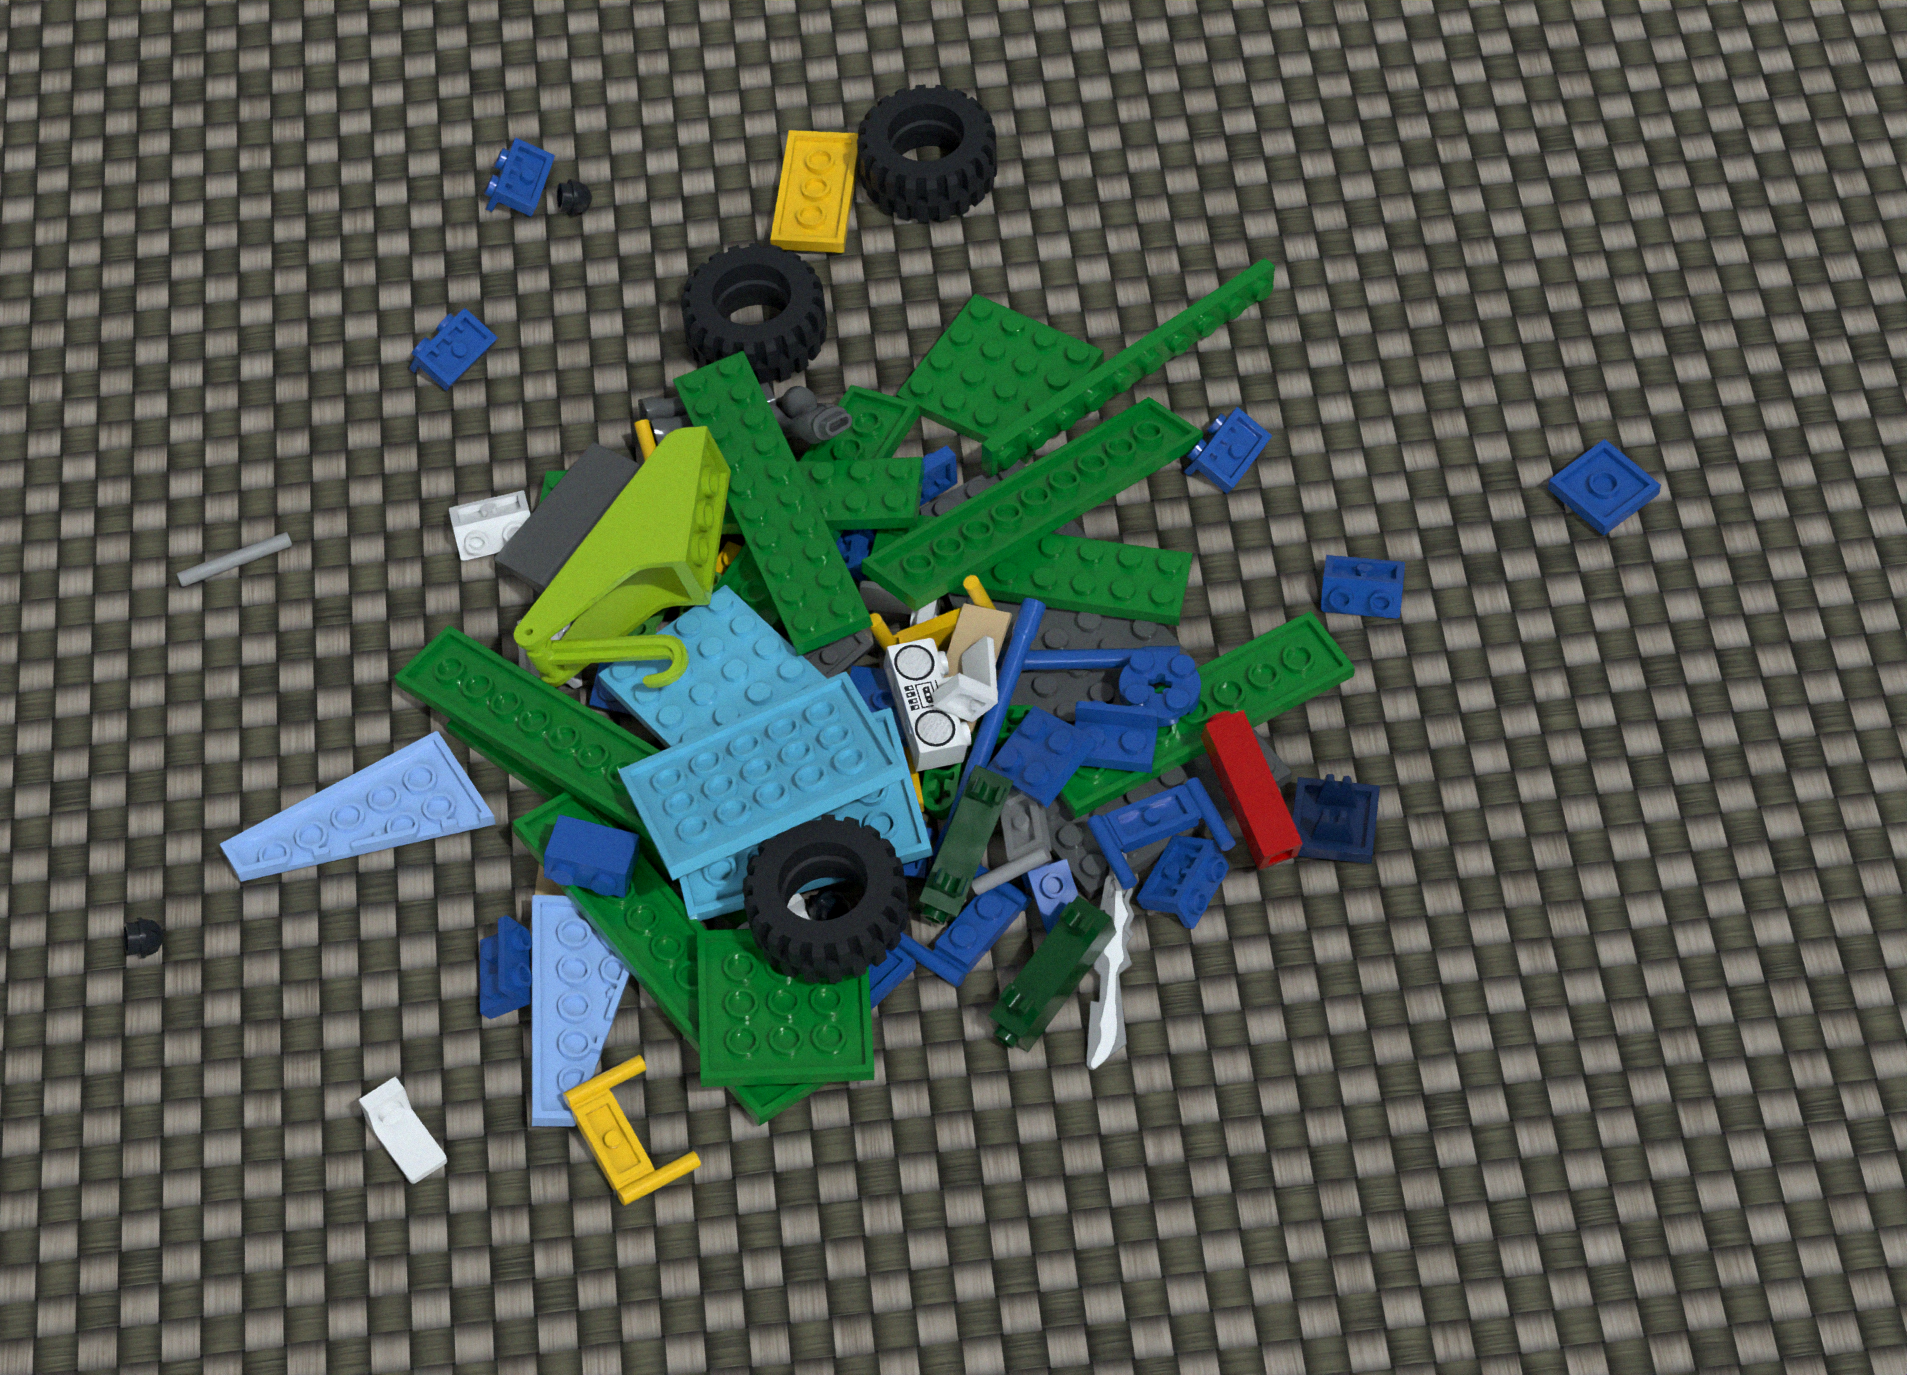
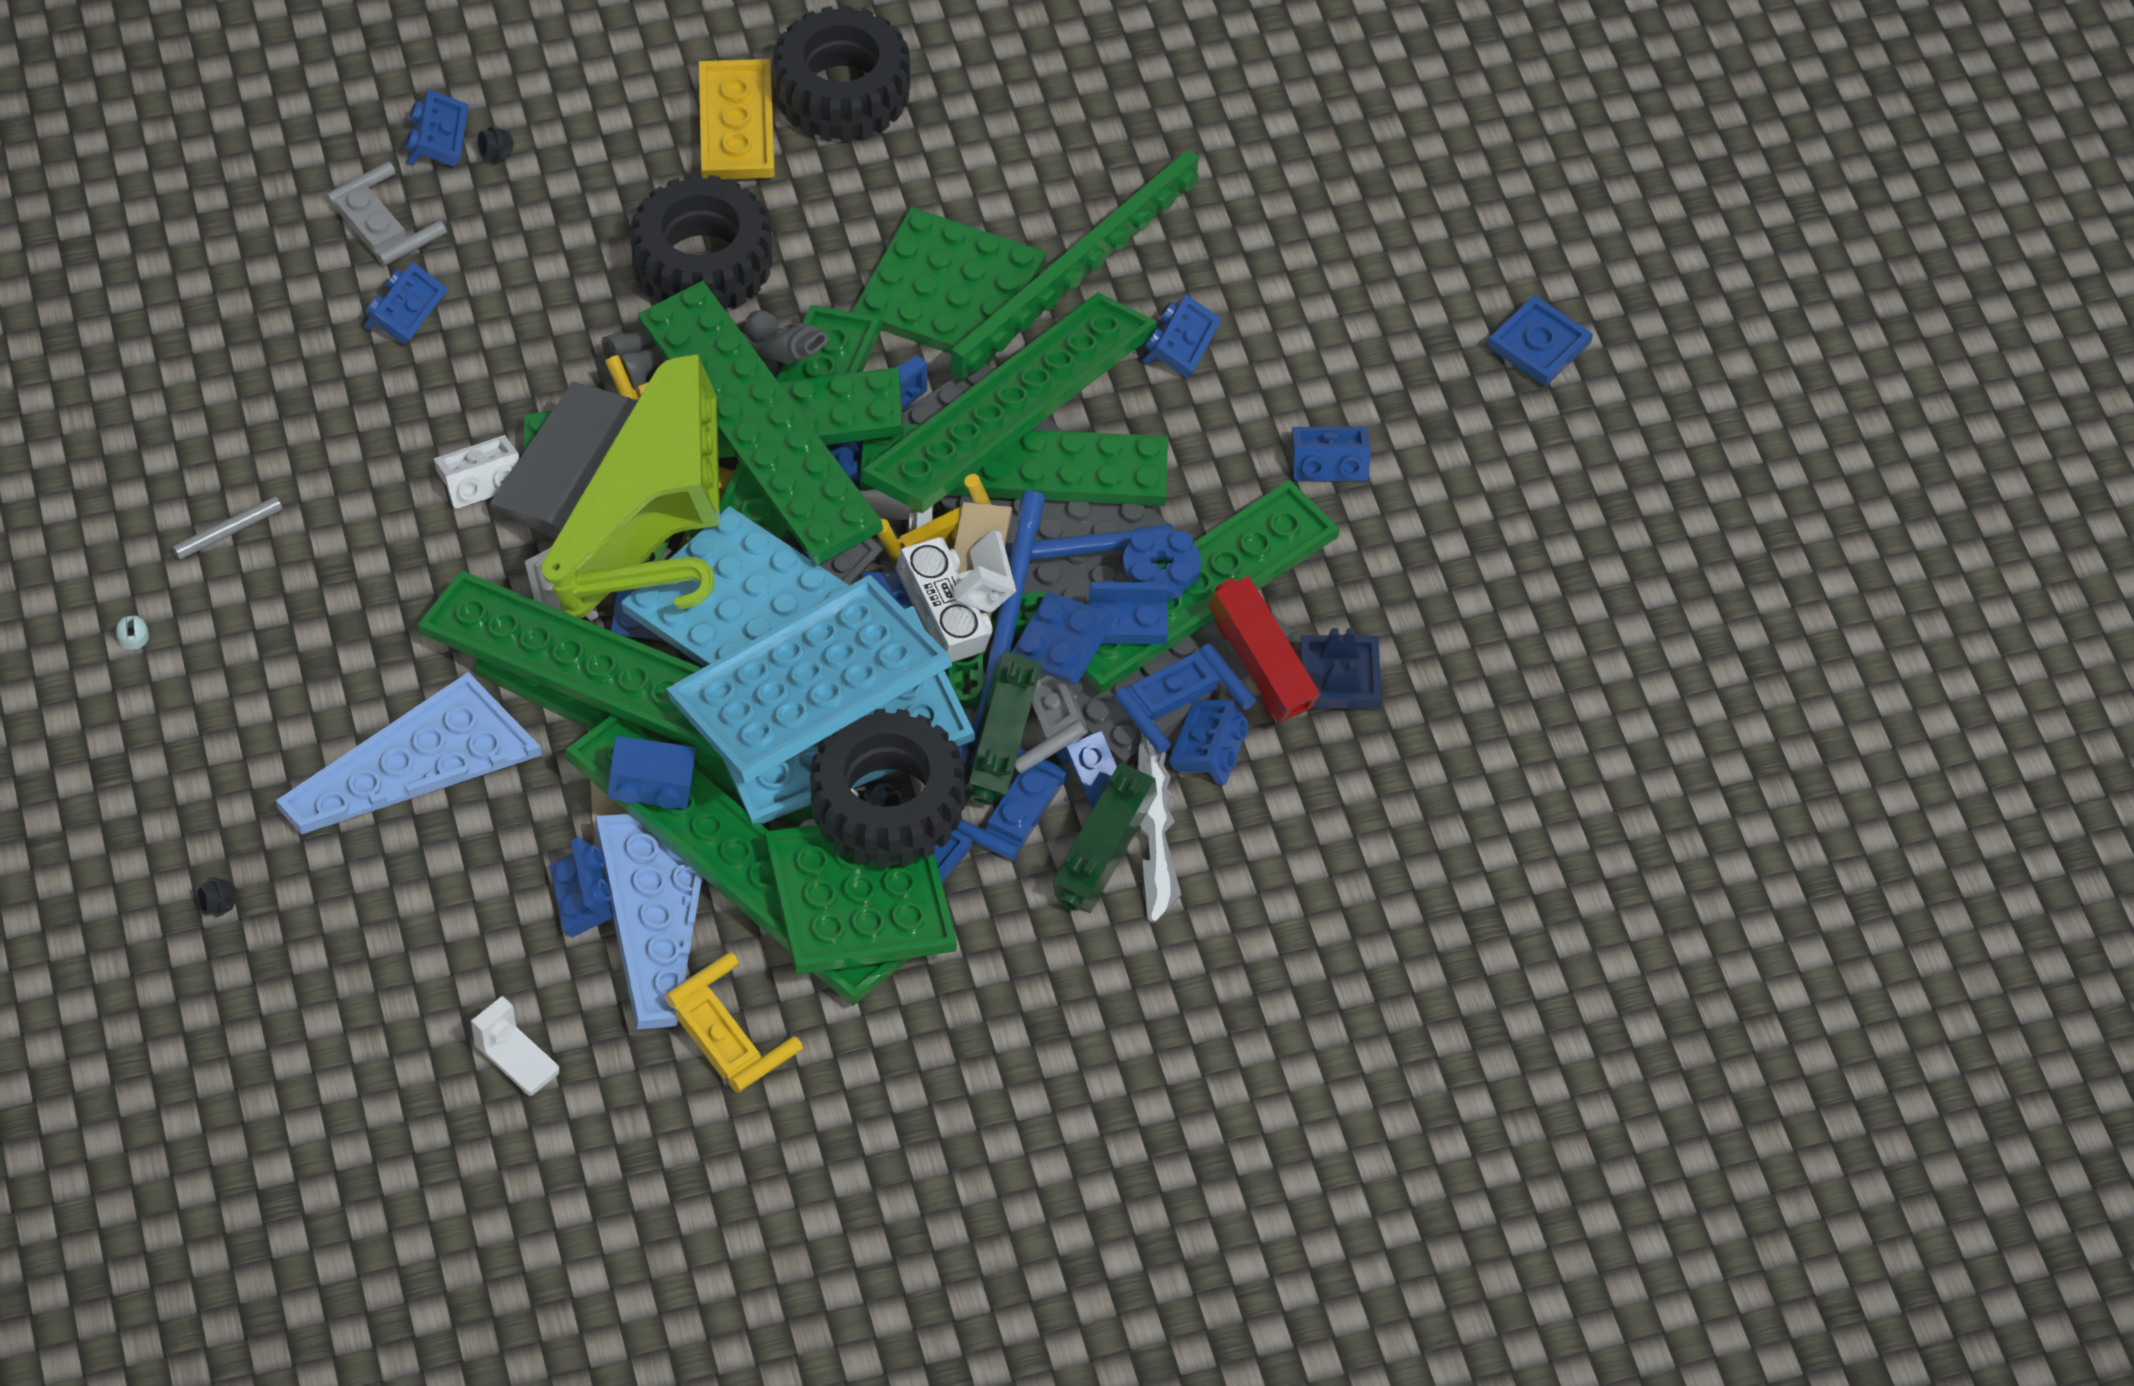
camera: 15 degrees left, 0 degrees up
(127, 657) = (141, 632): none -> light aqua hinge
(441, 266) = (374, 221): none -> light grey plate

